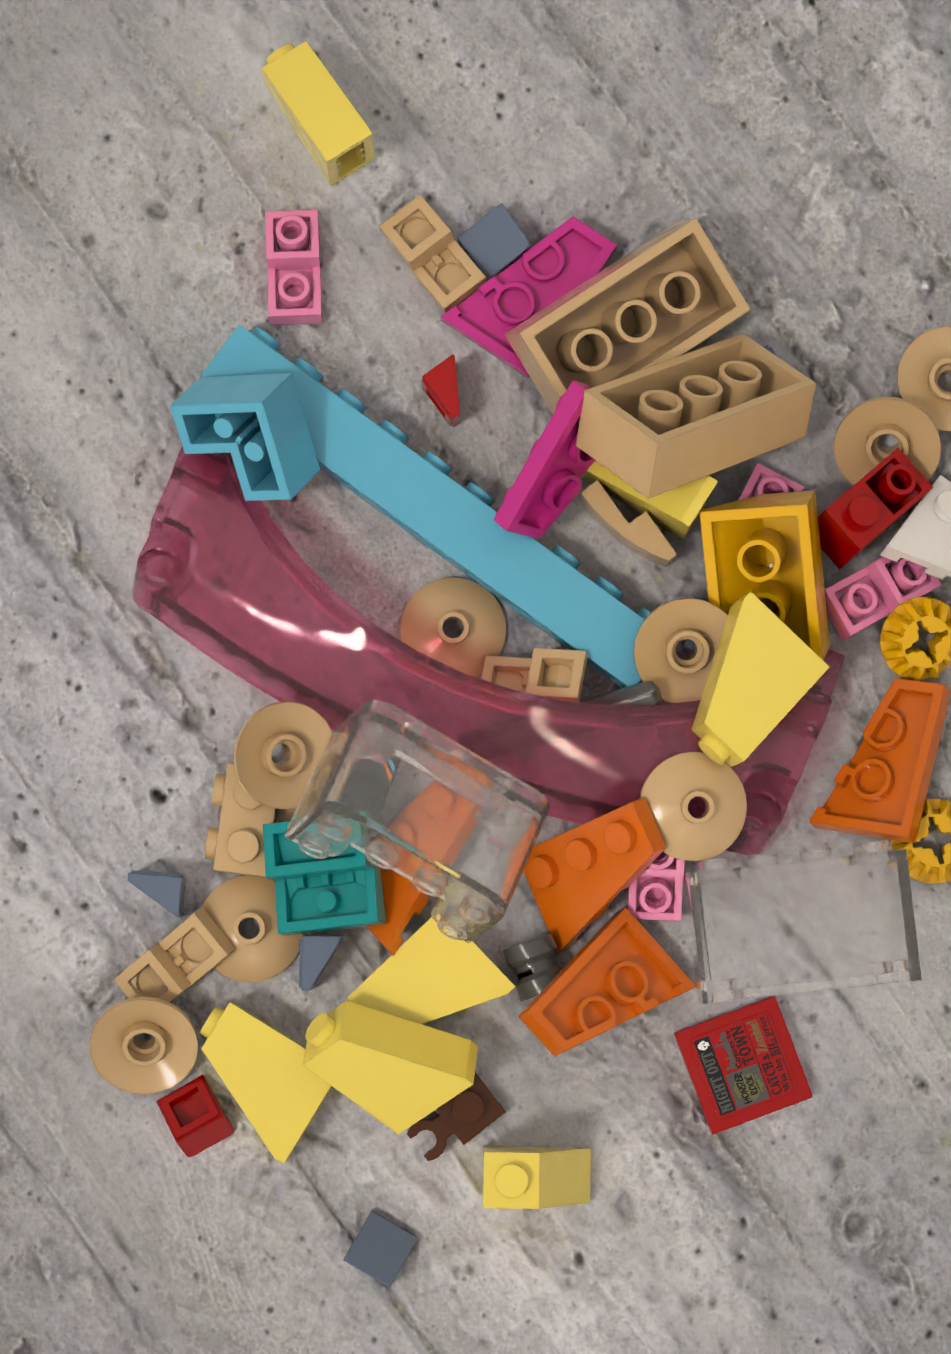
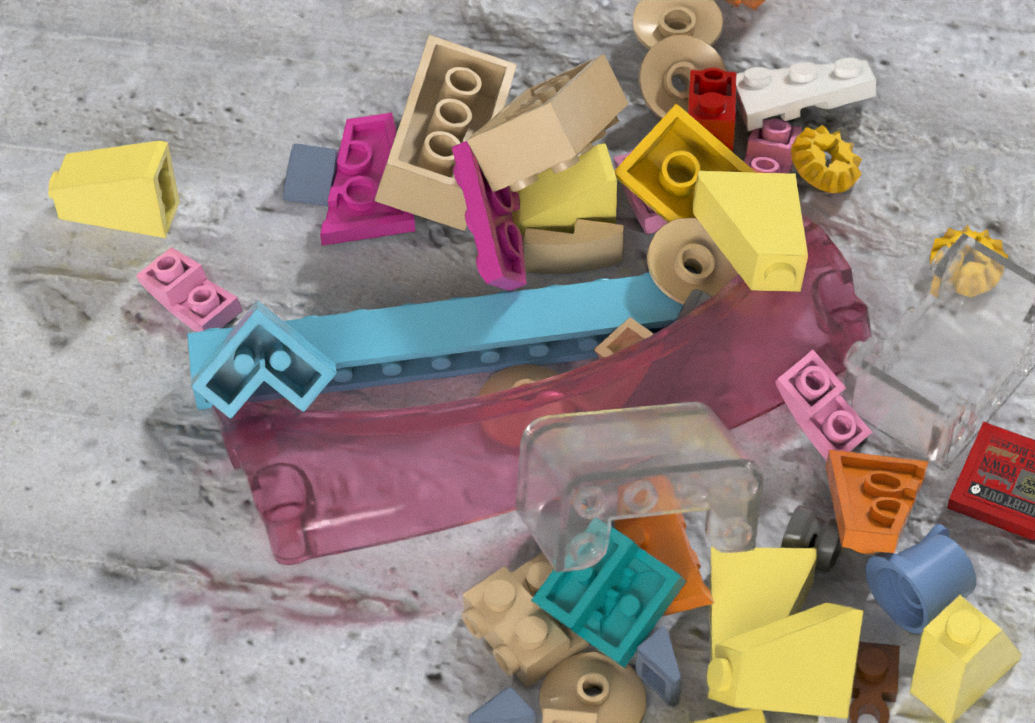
camera: 40 degrees left, 30 degrees down
(304, 741) = (497, 545): tan dish -> none
(432, 254) = (267, 215): tan slope -> none
(442, 390) = (369, 272): red slope -> none
(577, 1085) = (921, 579): none -> medium blue hat
(589, 866) = (782, 429): orange wing -> none
(673, 786) = (803, 332): tan dish -> none
(891, 771) = (891, 236): orange wing -> none

